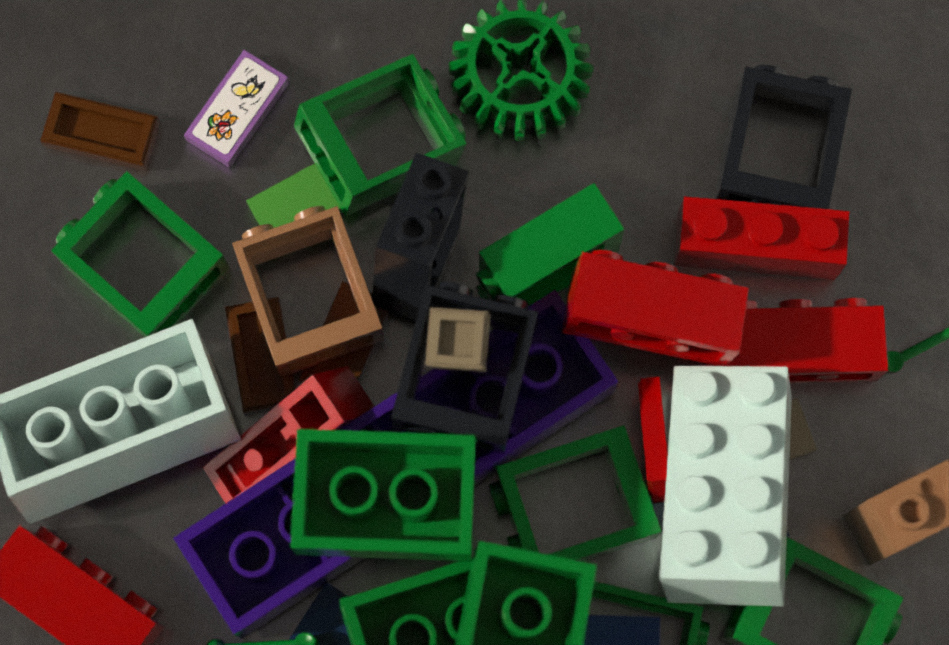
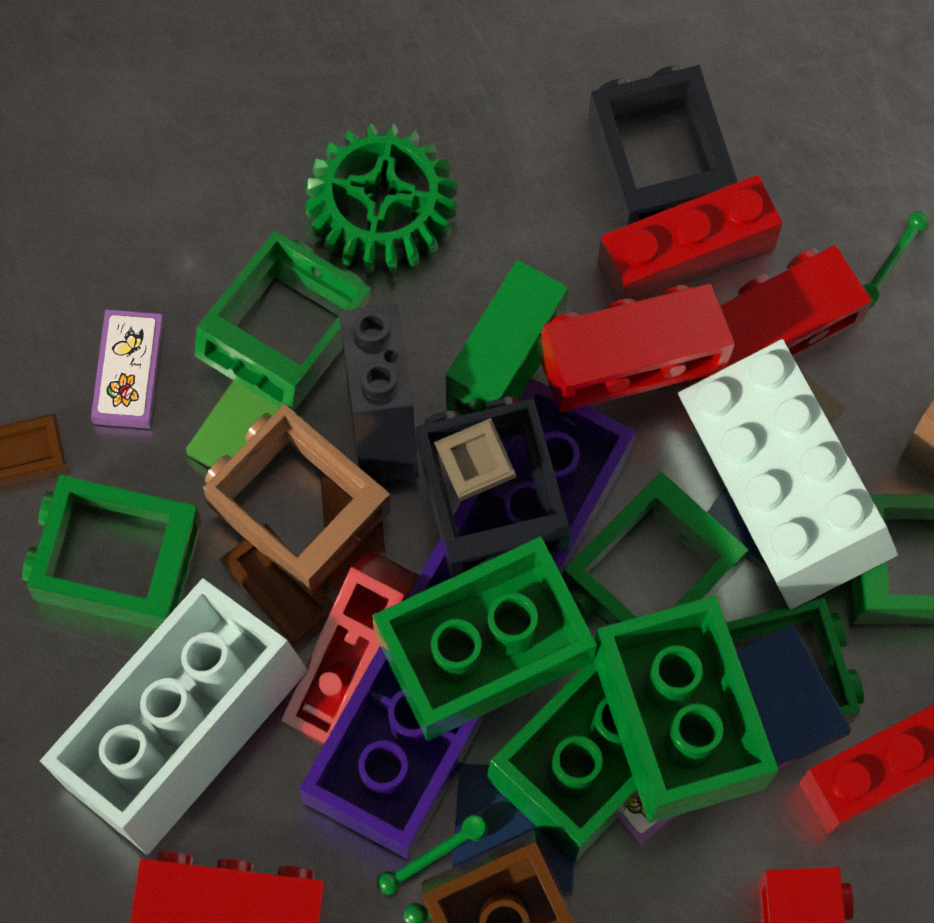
camera: 30 degrees left, 5 degrees down
(653, 436) = (694, 470): red tile -> none

